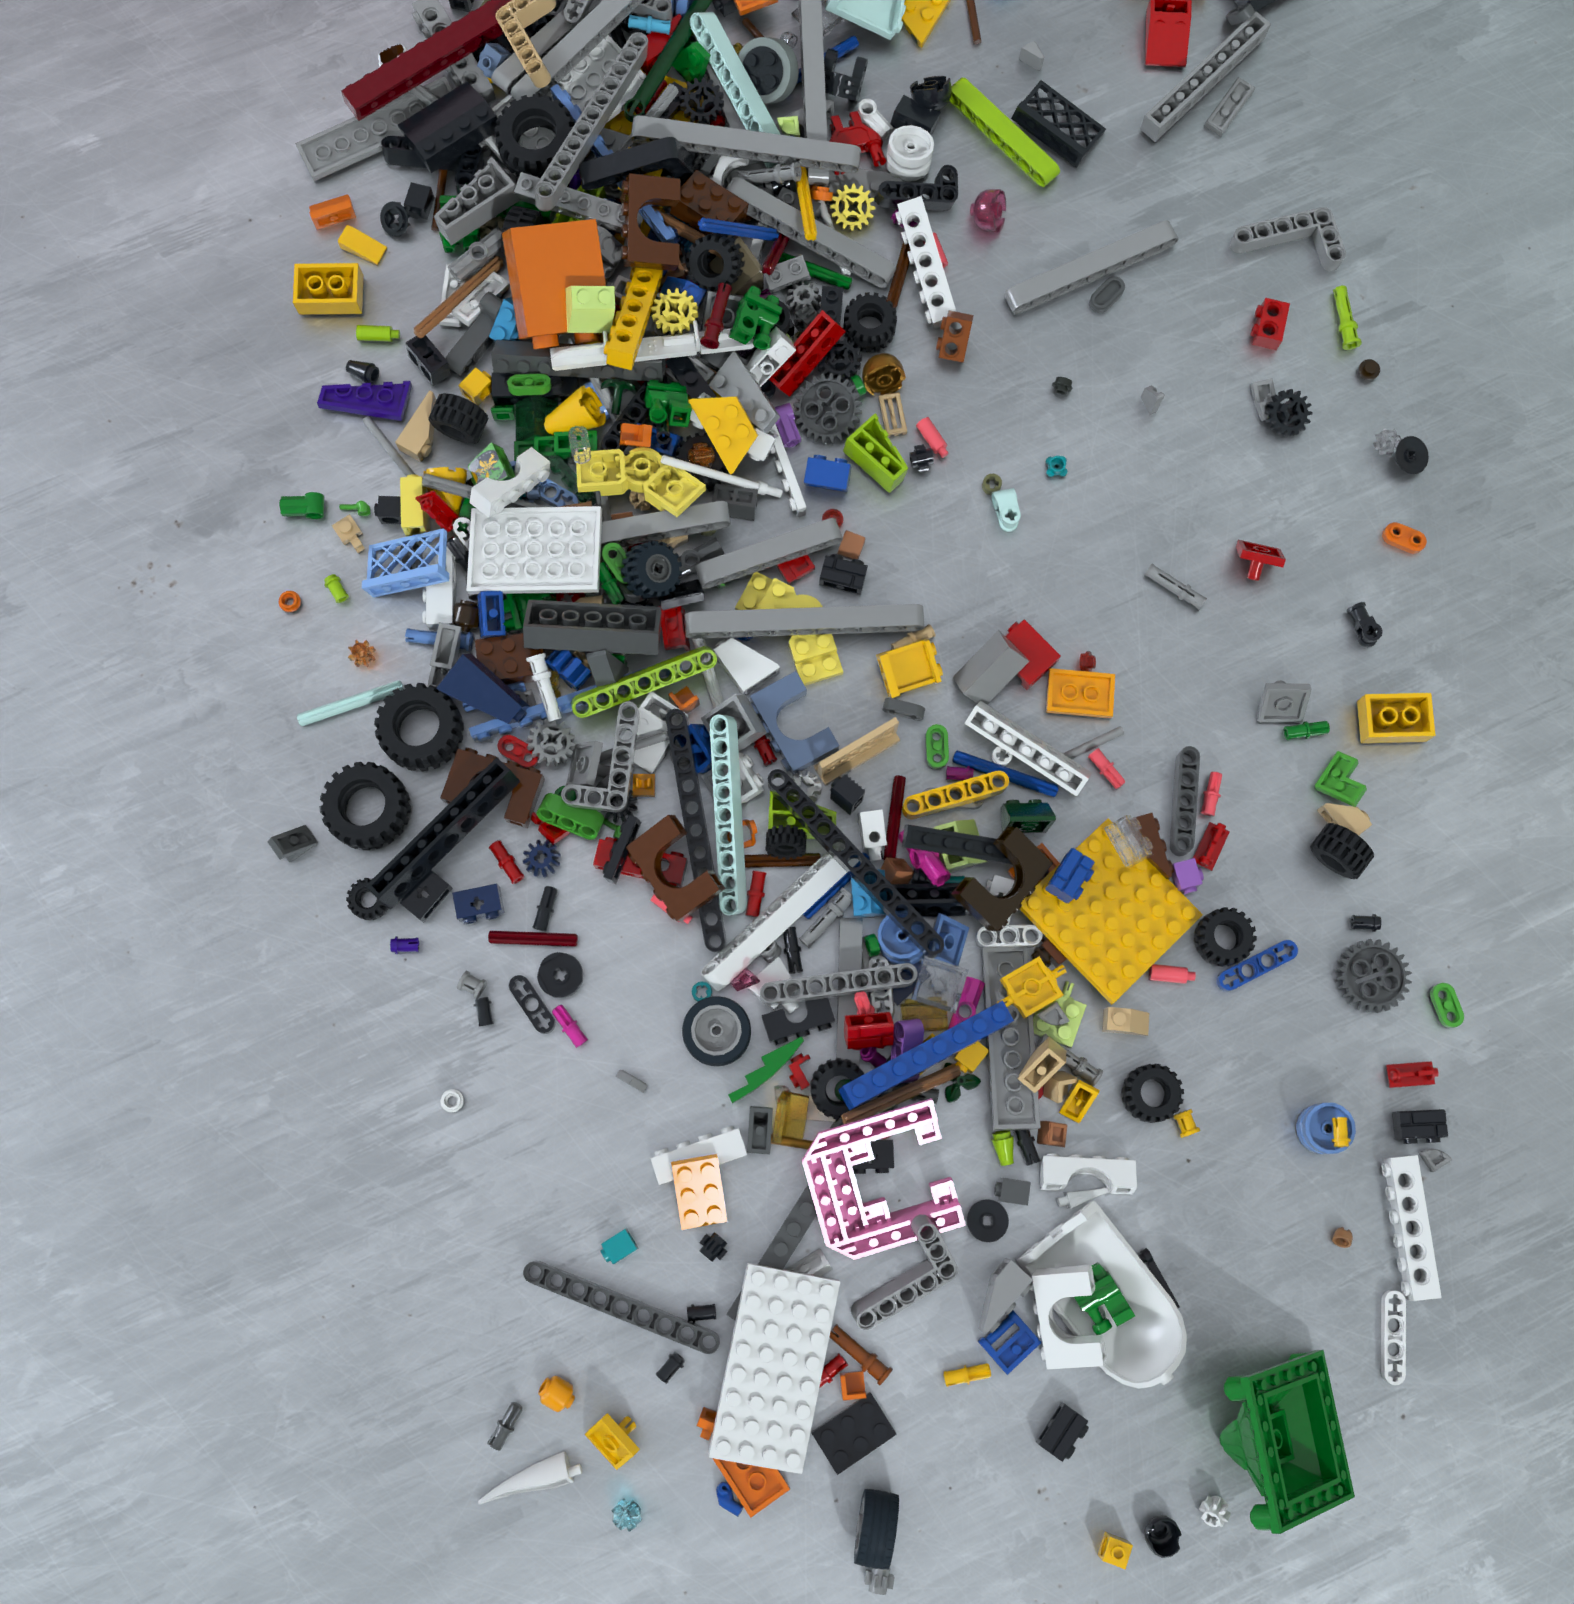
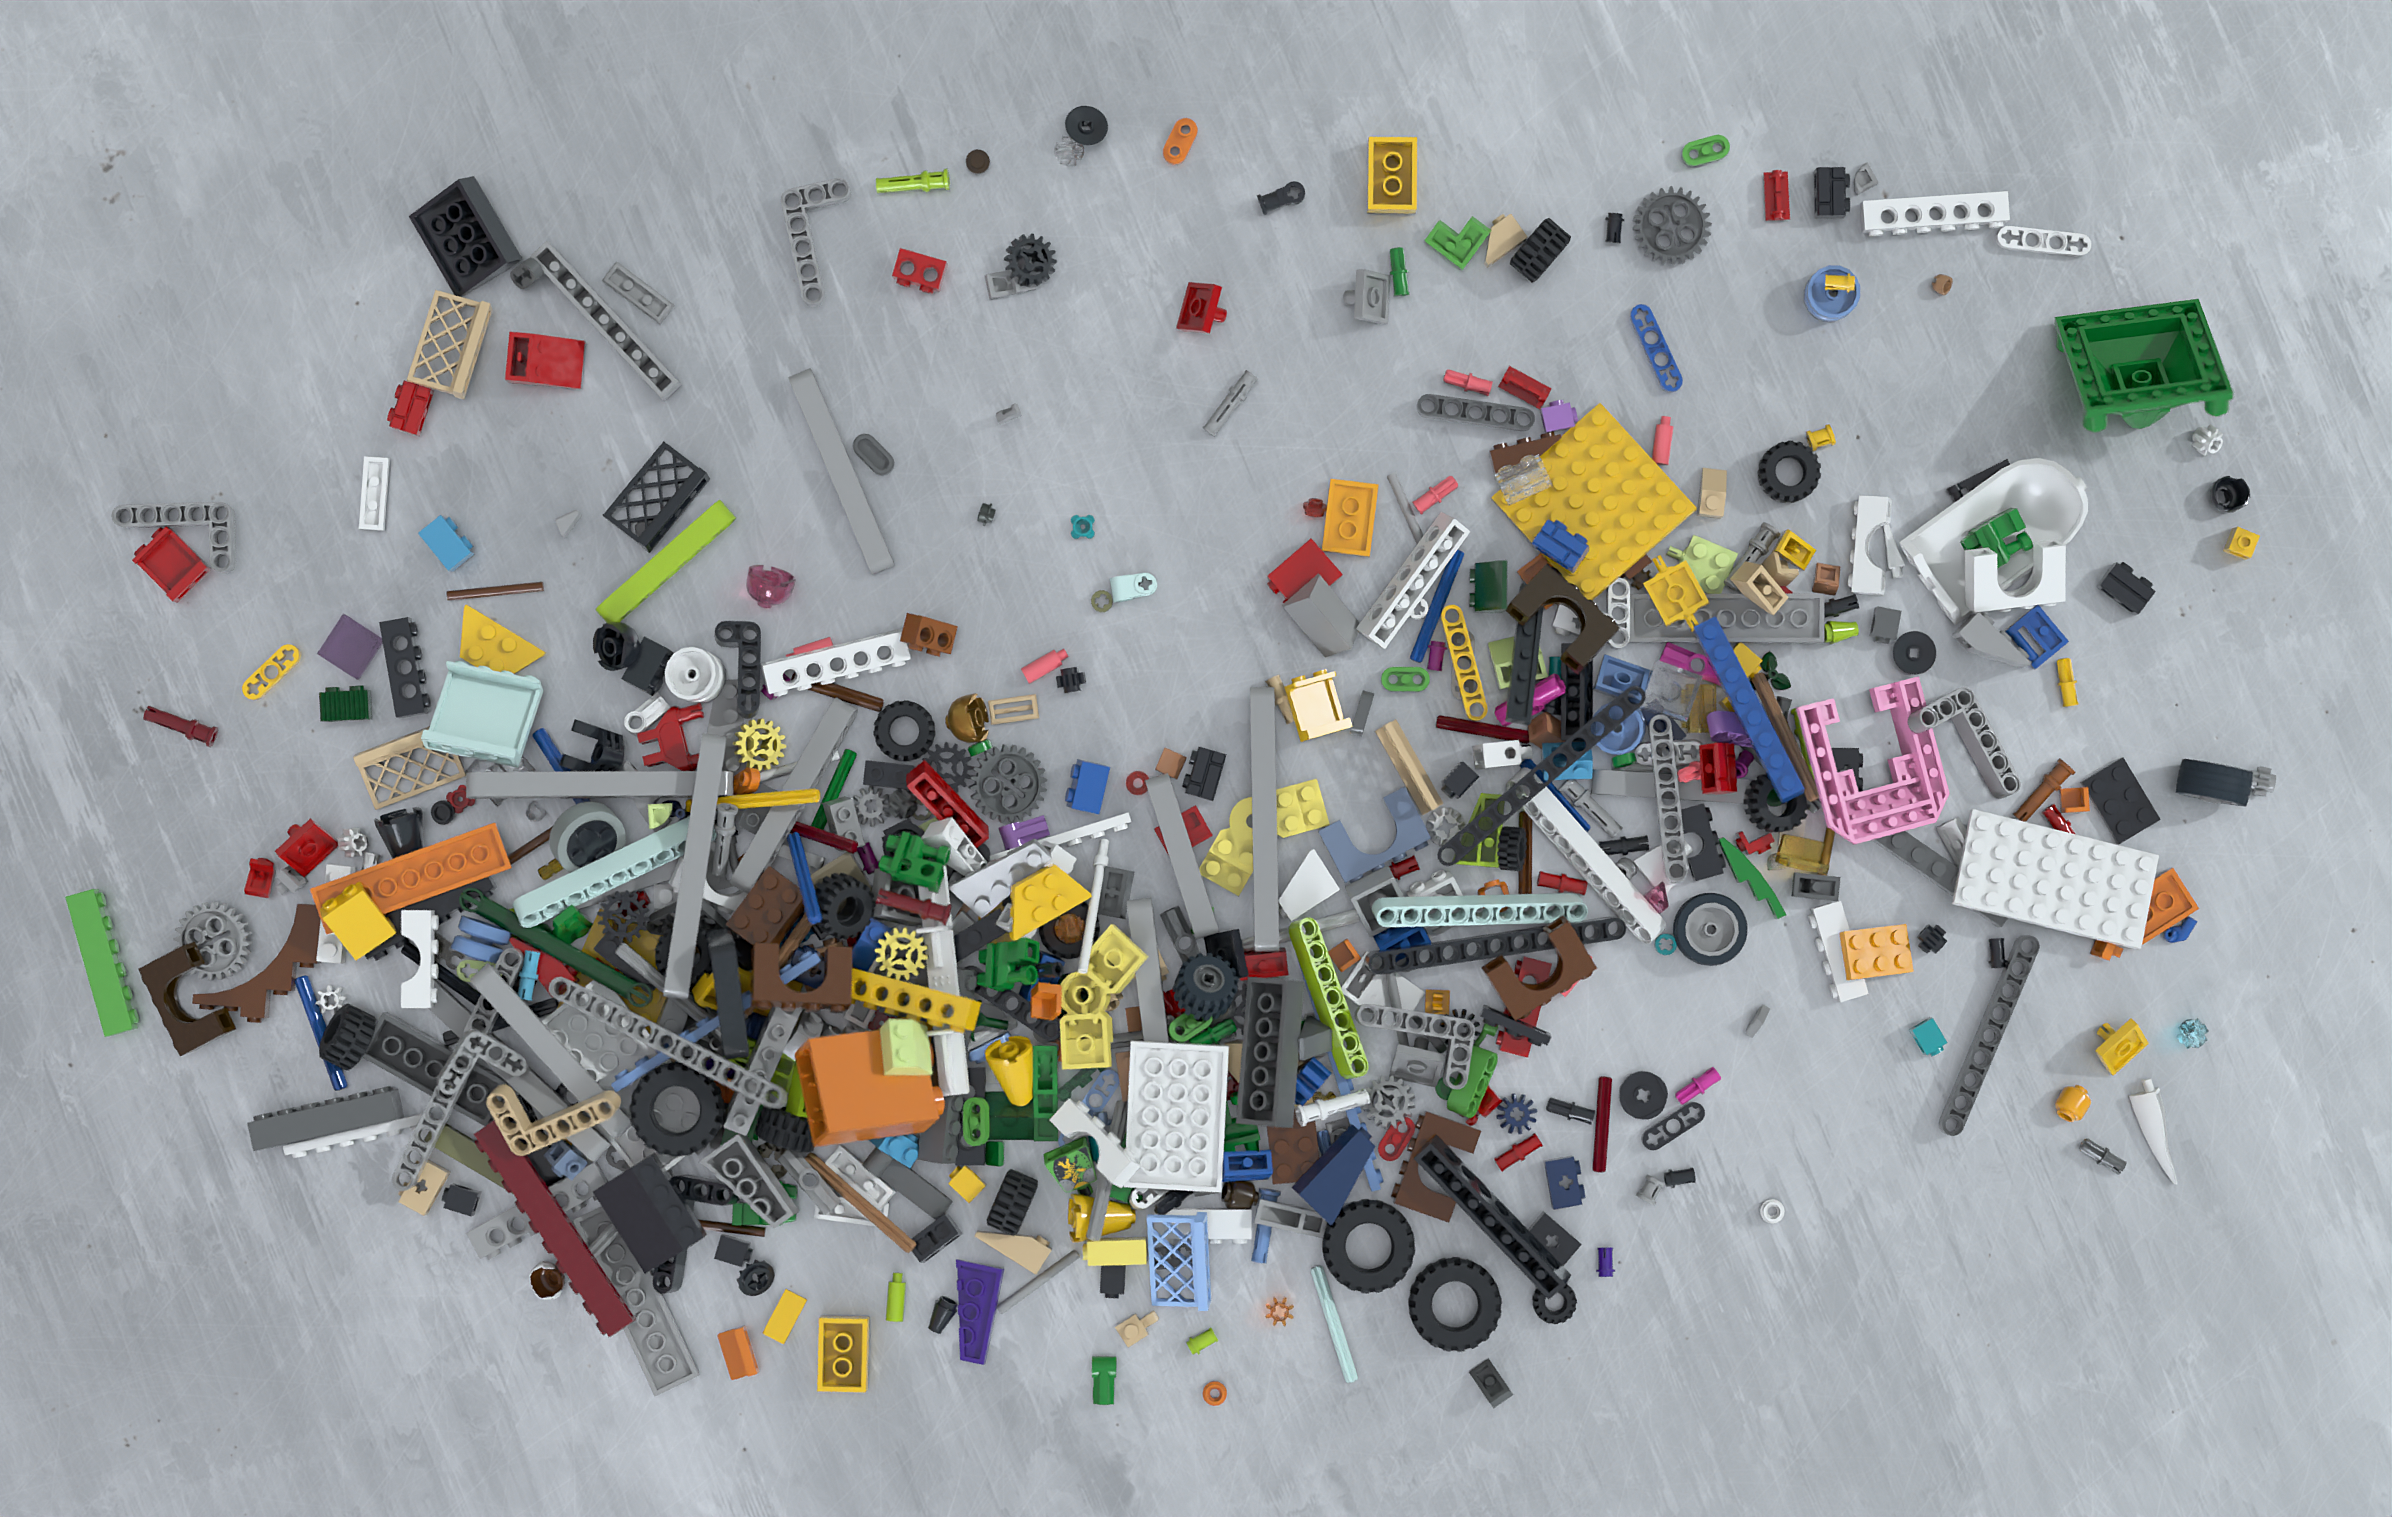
camera: 85 degrees left, 10 degrees up
(362, 508) = (1107, 1312): bright green hand -> none
(437, 509) = (1128, 1224): red hinge -> none
(579, 444) = (1053, 1059): clear beam -> none
(670, 1367) = (2049, 985): black pin -> none
(876, 455) = (1066, 730): lime wedge -> none
(1053, 1015) = (1705, 570): light grey tile -> none
(1239, 925) = (1641, 366): black tyre -> none

